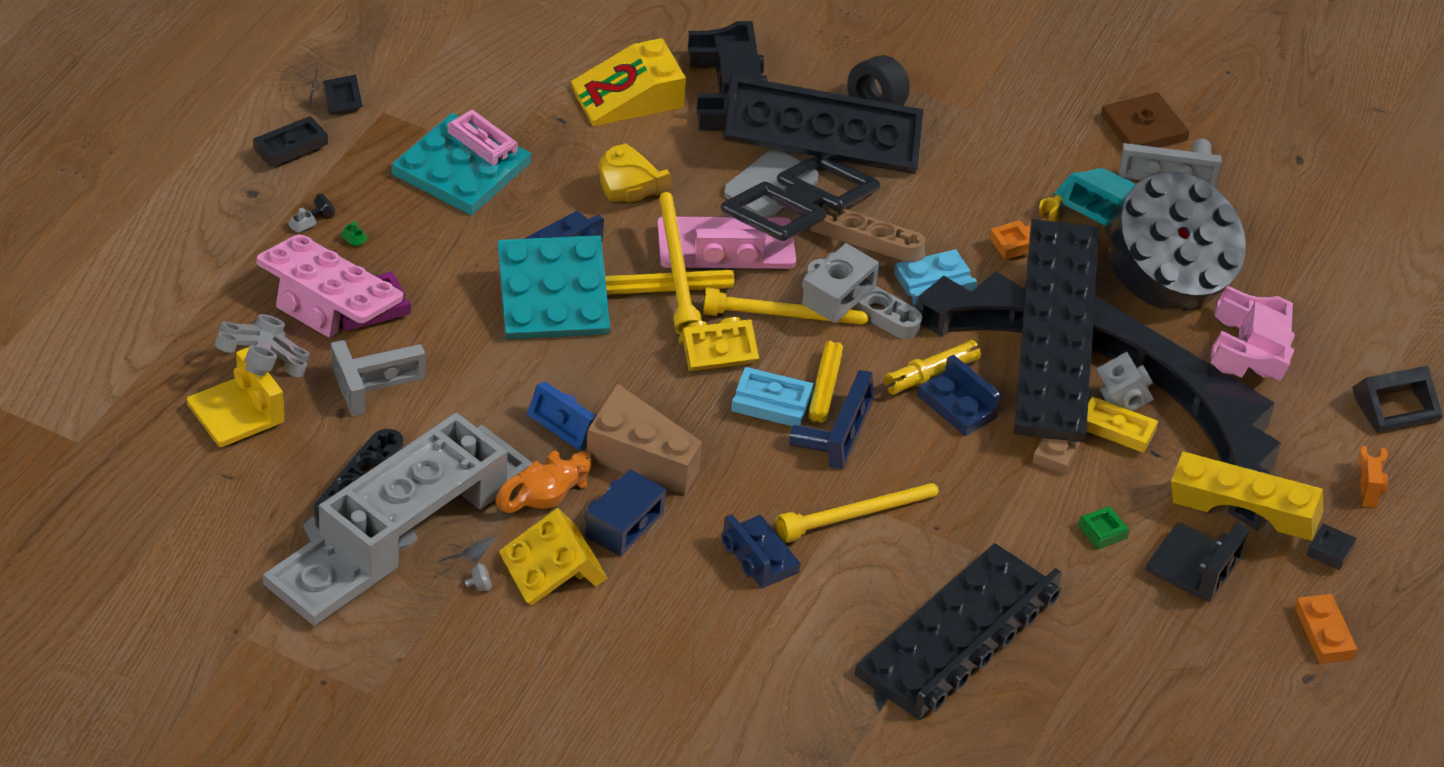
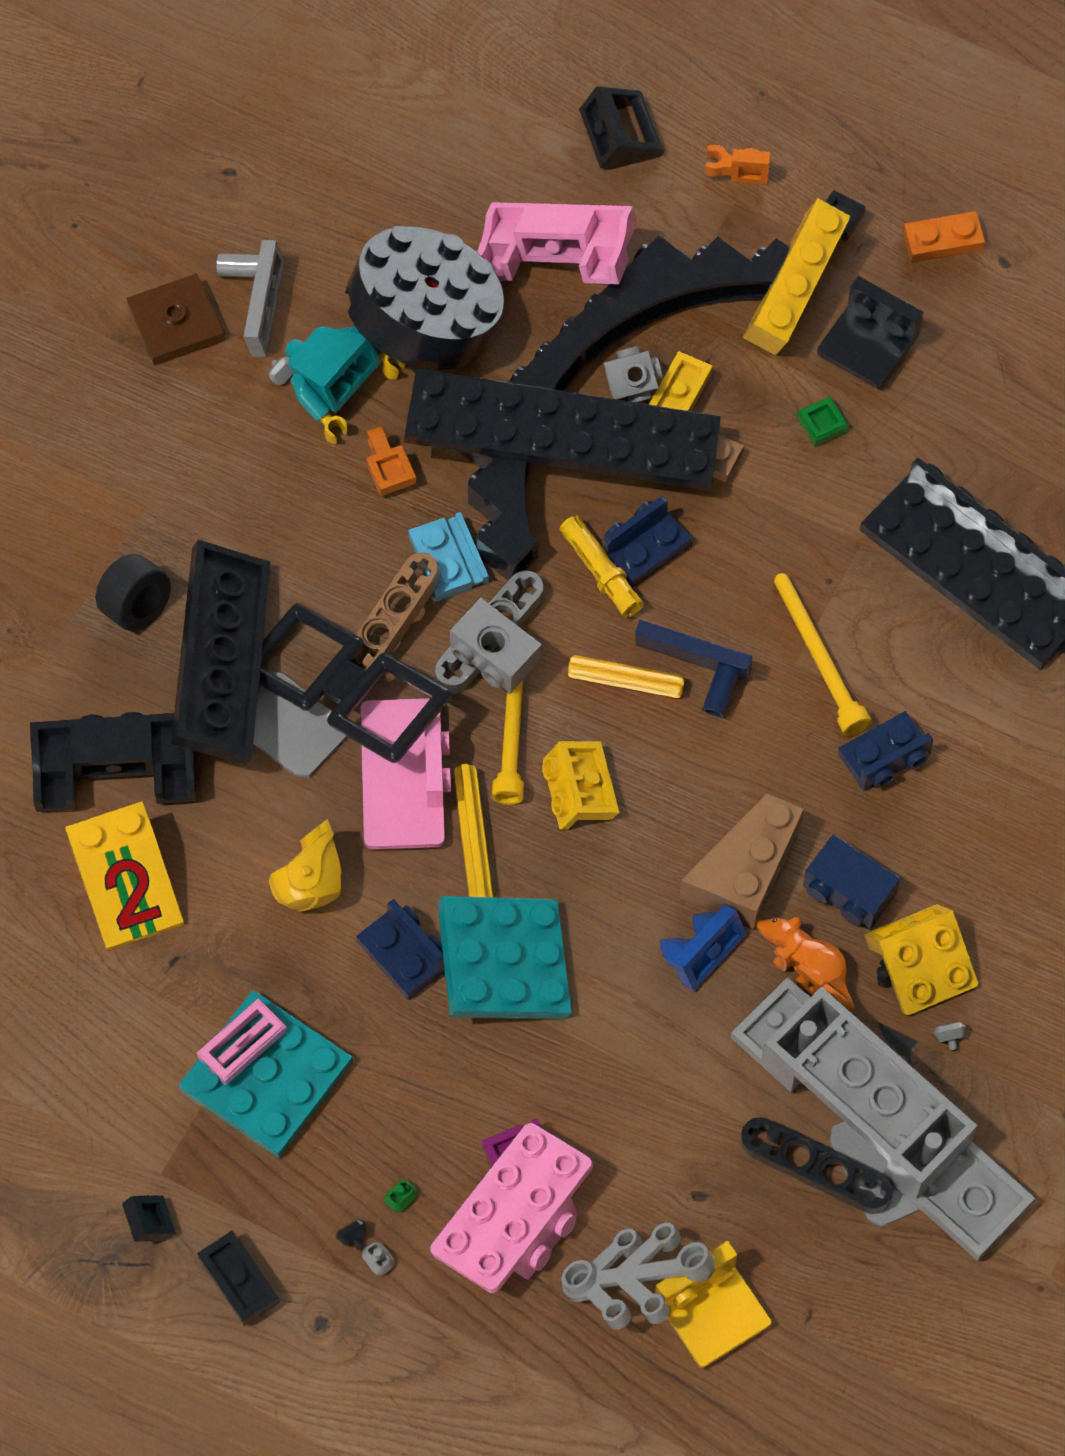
camera: 85 degrees left, 20 degrees up
(374, 371) = (648, 1159): light grey bracket -> none
(686, 312) = (538, 815): yellow piece -> none
(772, 397) = (659, 730): medium azure plate -> none

